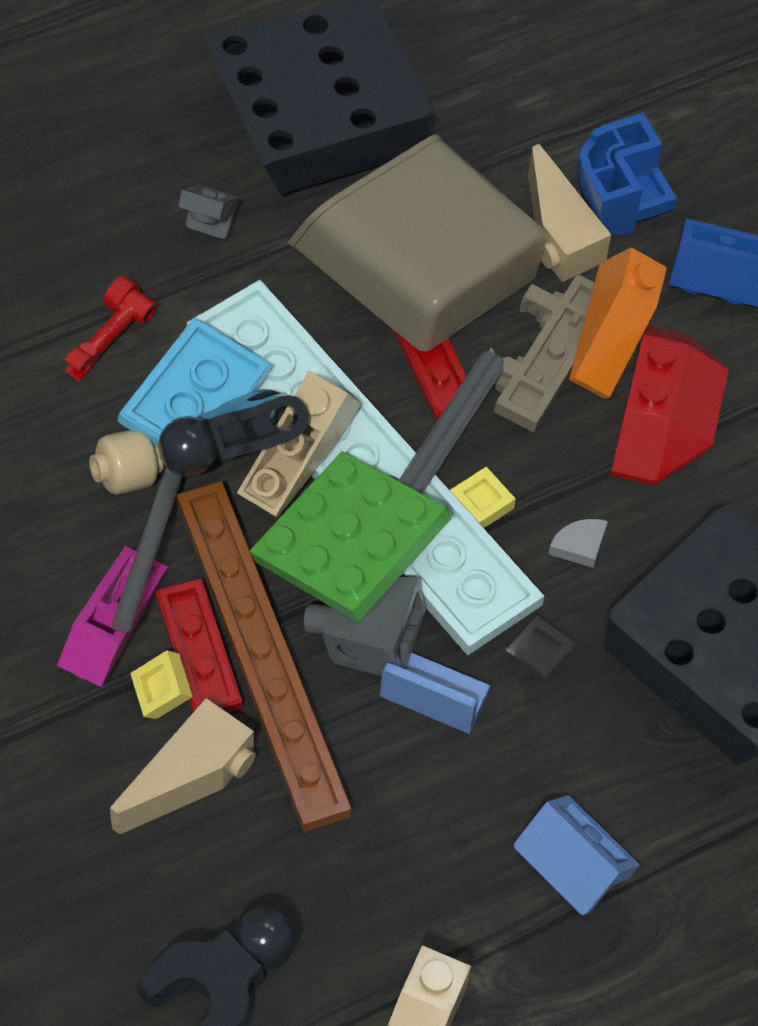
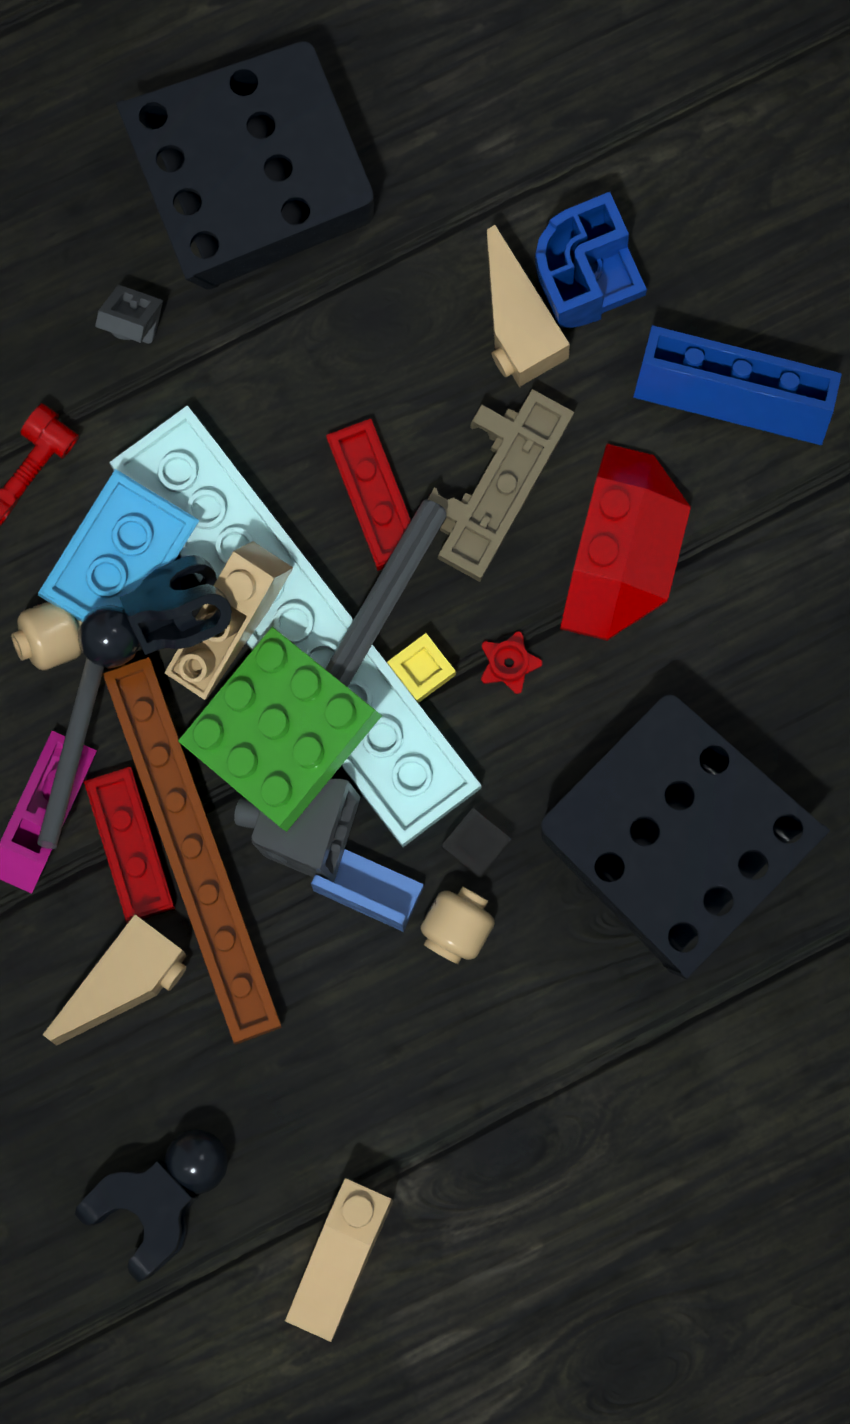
camera: 10 degrees right, 20 degrees up
(161, 685) = (91, 891): light yellow plate -> none
(424, 243) = (365, 357): dark tan piece -> none
(525, 720) = (457, 925): none -> tan head
(567, 489) = (510, 649): none -> red plate
(574, 853) = (503, 1065): medium blue panel -> none
(579, 541) = (523, 713): light grey tile -> none
(616, 318) = (569, 453): orange slope -> none

